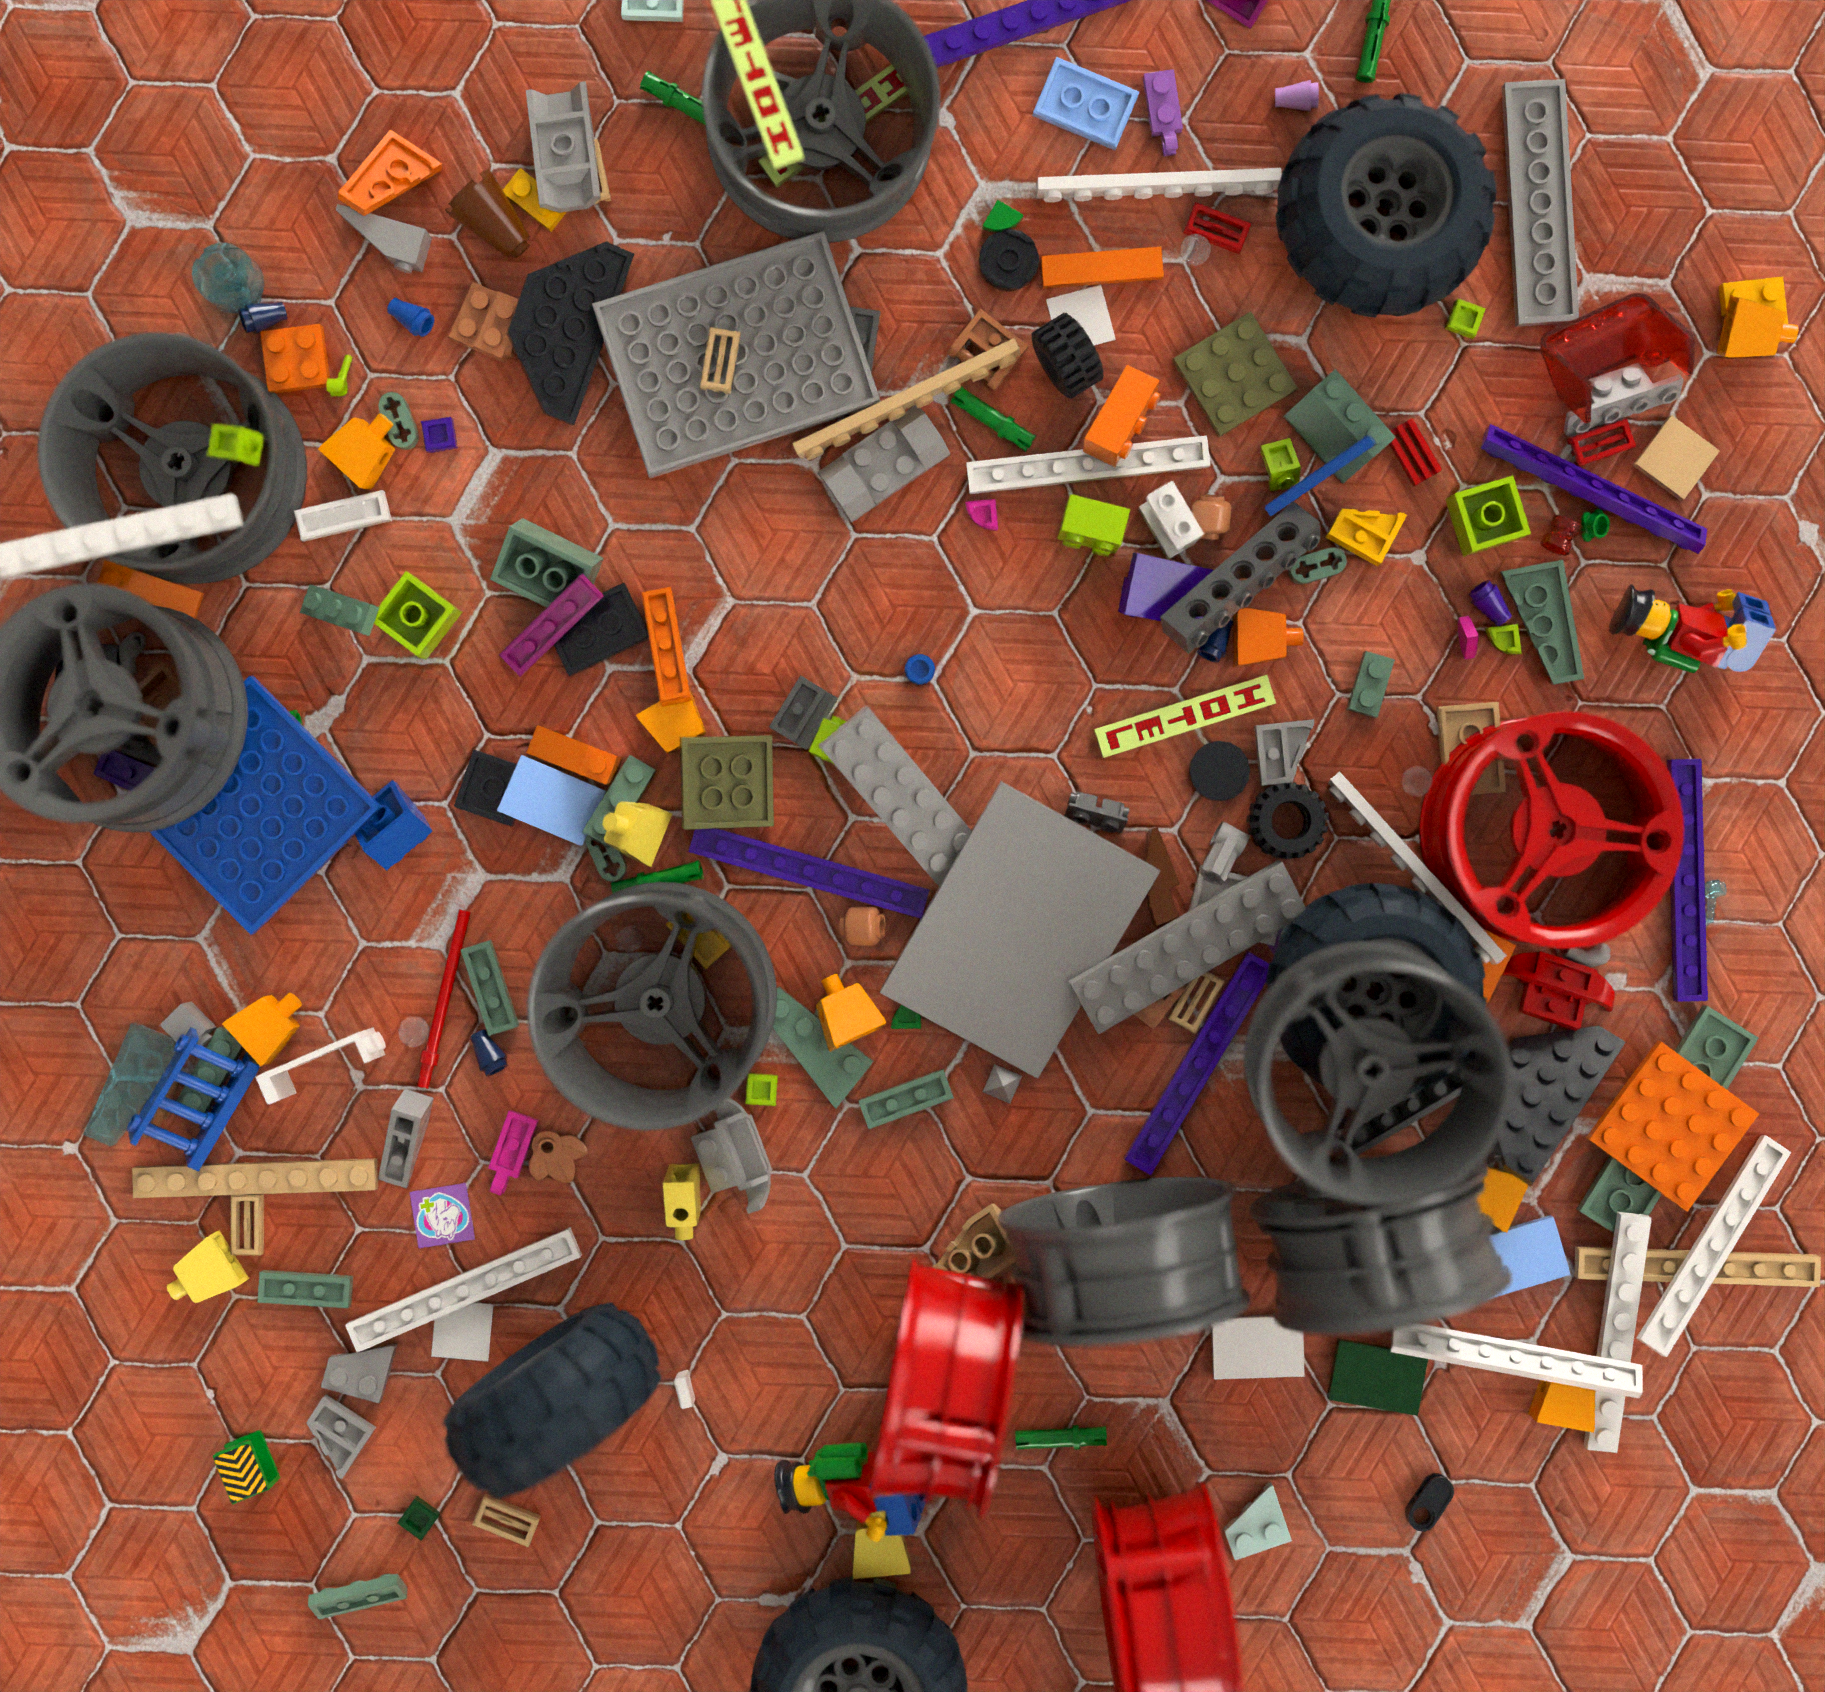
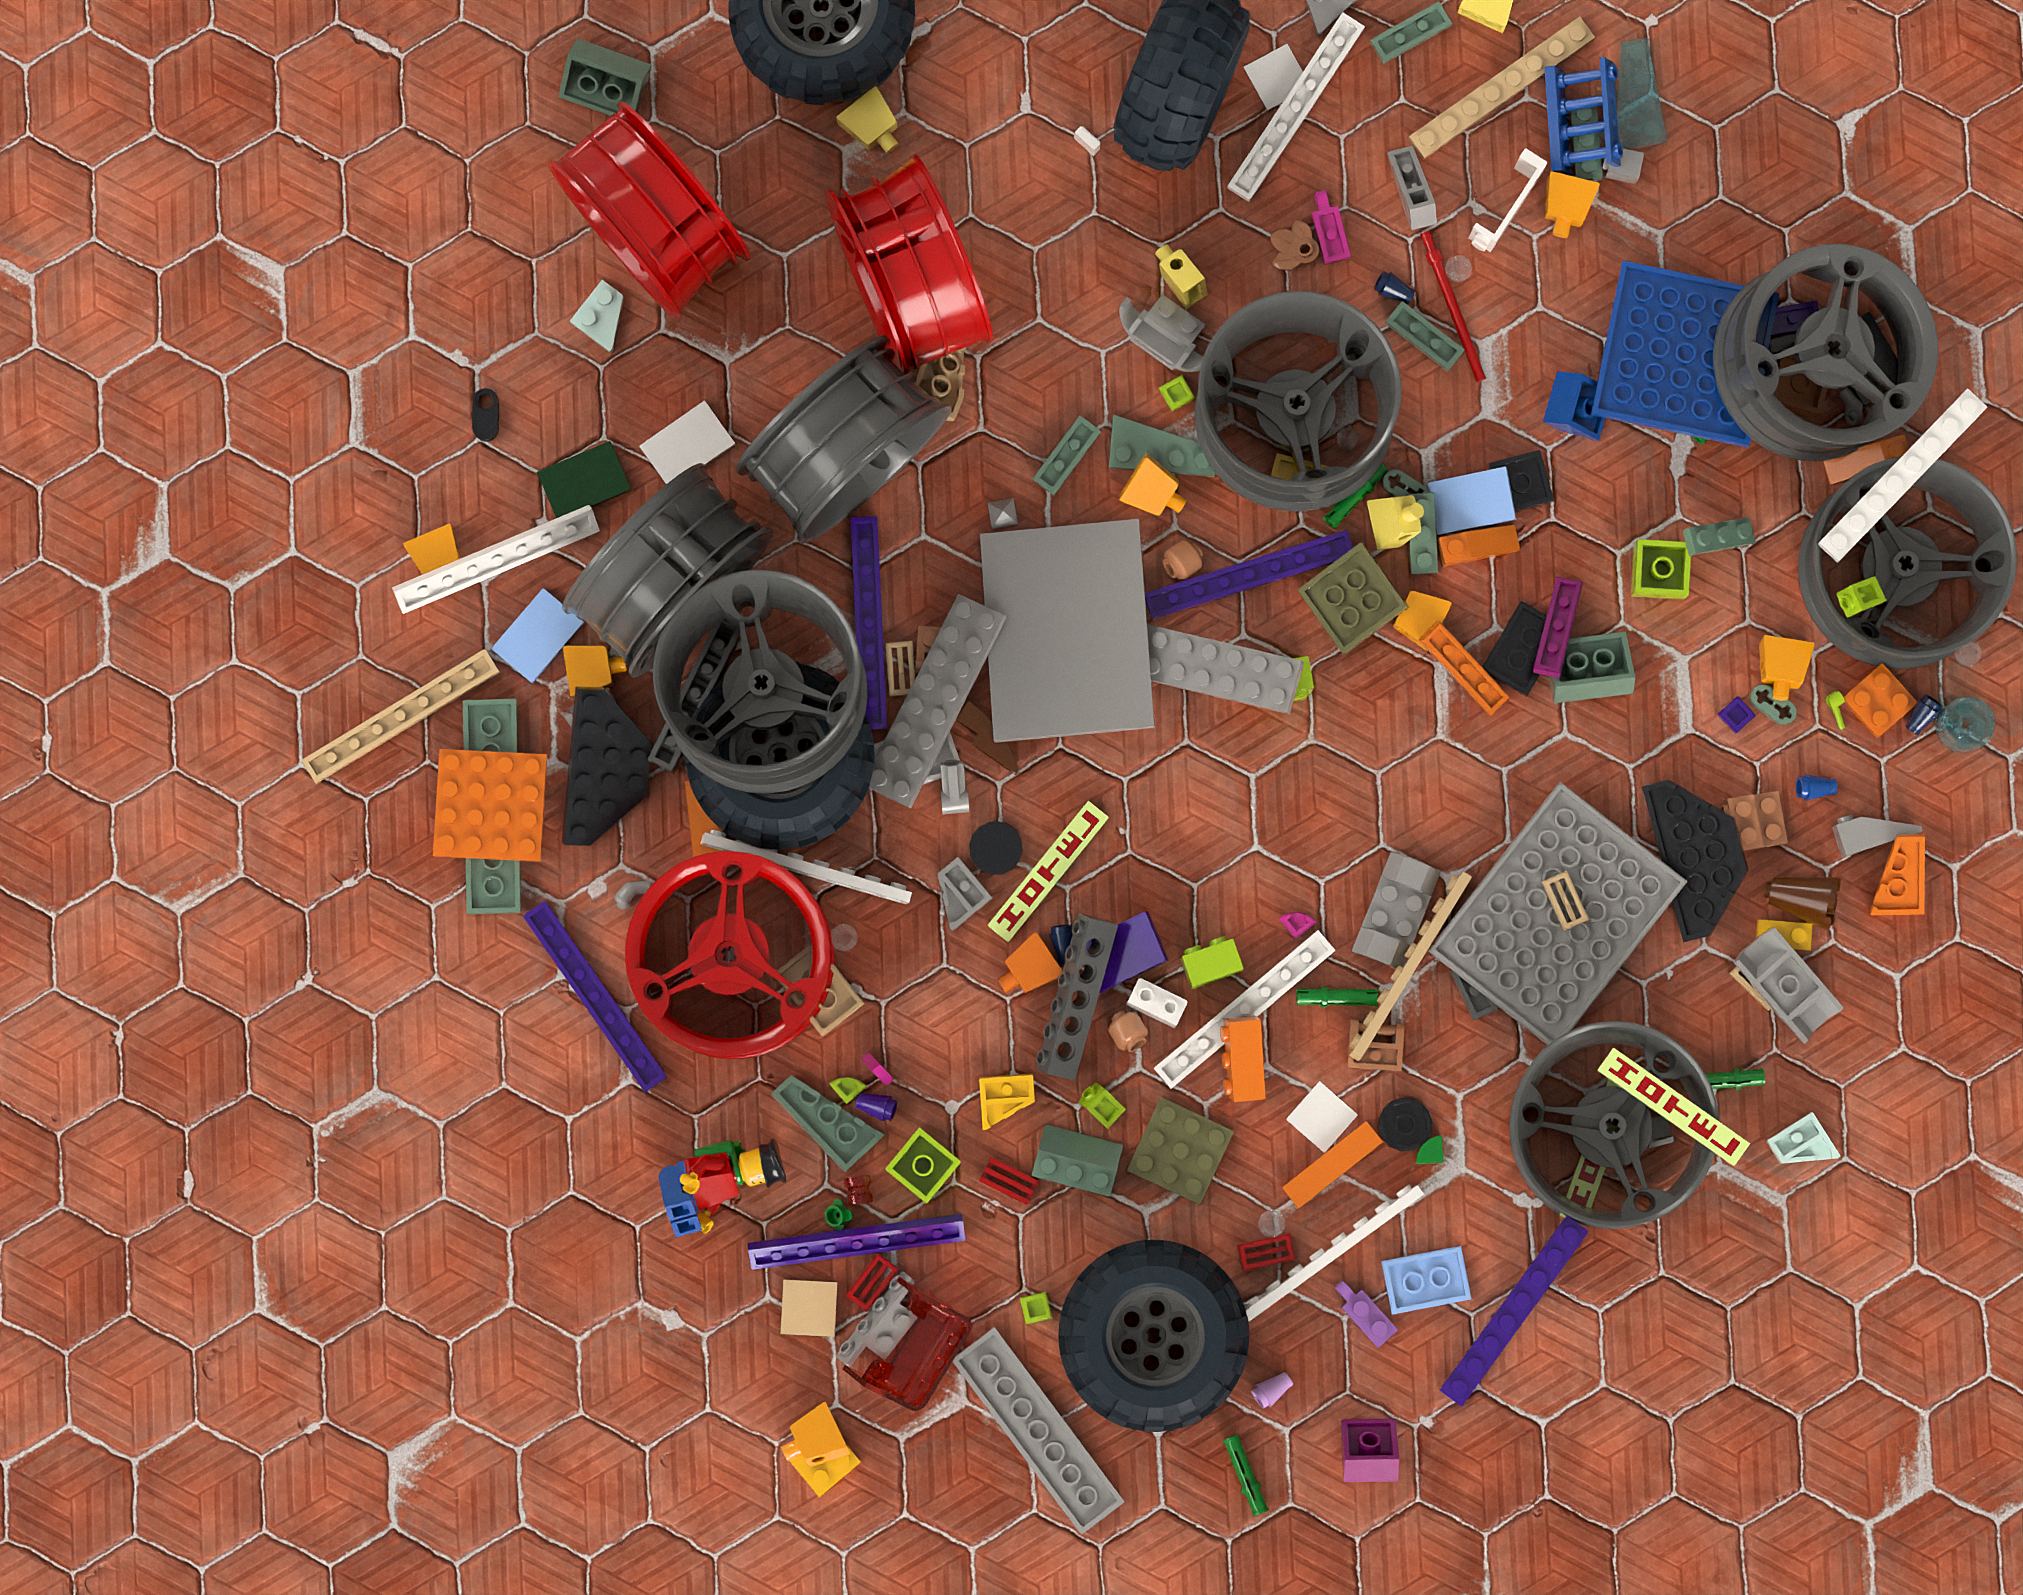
camera: 145 degrees right, 5 degrees down
(258, 1224) = (1475, 55): tan tile -> none
(342, 515) = (1765, 608): white plate -> none
(442, 1215) = (1348, 149): sticker -> none
(803, 712) = (1331, 687): dark grey plate -> none
(845, 1478) = (937, 148): piece -> none
(906, 1019) = (1105, 513): green tile -> none
(919, 669) = (1267, 776): blue tile -> none
(1065, 1437) = (789, 284): green pin -> none
(1067, 355) = (1313, 1074): black tyre -> none
(1083, 811) = (1075, 752): dark grey hinge -> none
(1313, 820) = (922, 818): black tyre -> none
(1319, 572) = (1018, 1044): sand green beam -> none
(1320, 475) = (1068, 1110): blue tile -> none
(1370, 684) = (925, 987): sand green plate -> none
(1558, 988) = (639, 853): red plate -> none
(1619, 1321) = (433, 634): white plate -> none
(1712, 890) = (569, 1004): clear light blue hand -> none
(1713, 1245) = (403, 737): white plate -> none

